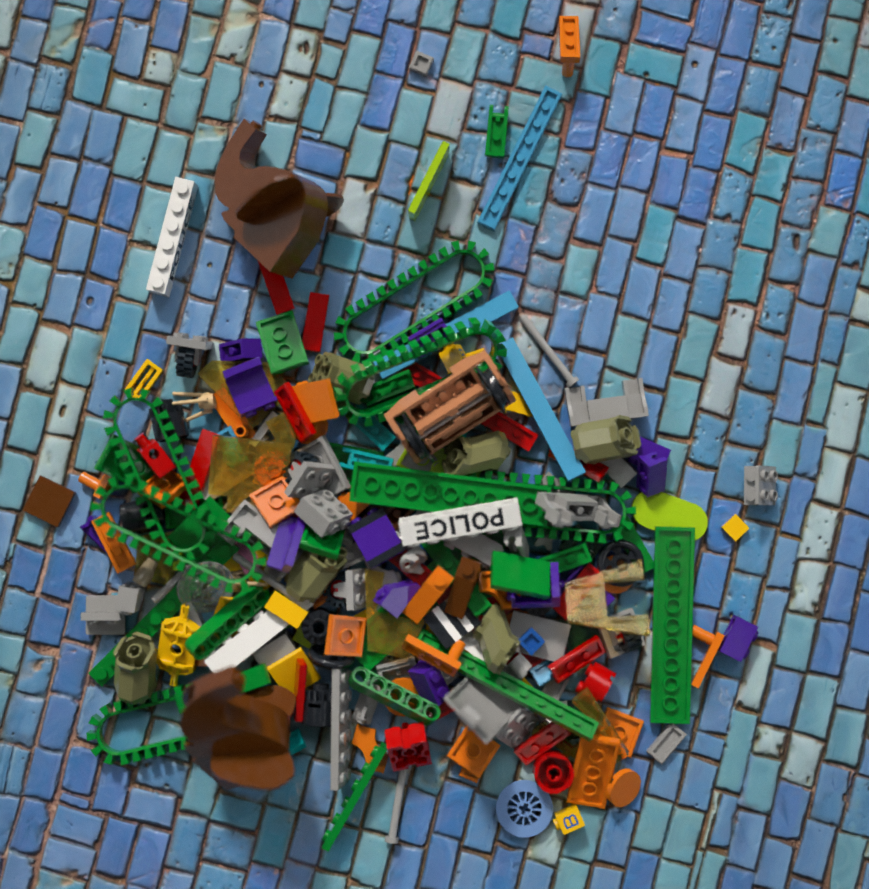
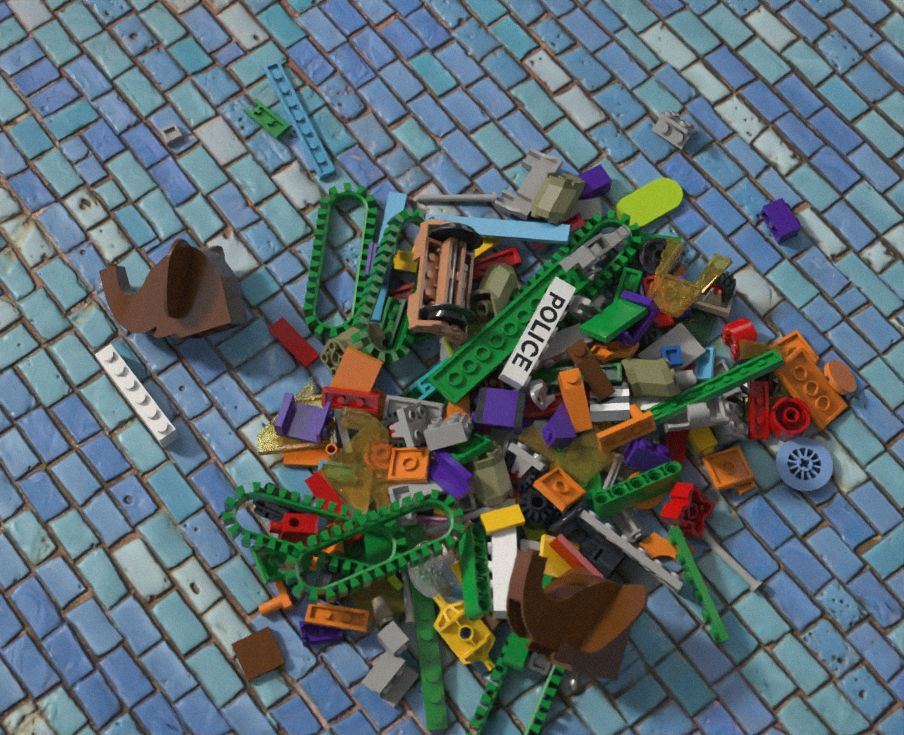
camera: 55 degrees left, 20 degrees down
(135, 668) = (455, 679): olive brick -> none
(147, 376) = (222, 487): yellow tile -> none
(188, 352) = (235, 446): plate -> none
(205, 401) = (285, 464): tan plant -> none
(240, 349) = (266, 409): dark purple slope -> none
(277, 290) = (240, 349): red tile -> none
(282, 343) = (289, 375): green tile -> none
(377, 433) = (415, 359): teal hinge -> none
(429, 180) = (261, 184): lime tile -> none
(568, 819) = (837, 436): yellow brick -> none
(569, 43) = (250, 28): orange piece -> none
(576, 659) = (711, 338): red tile -> none
(651, 474) = (608, 189): dark purple hinge -> none
(666, 742) = (826, 326): light grey tile -> none
(672, 625) = (749, 264): green plate -> none
(714, 642) = (771, 237): orange piece -> none
(735, 527) = (693, 167): yellow tile -> none

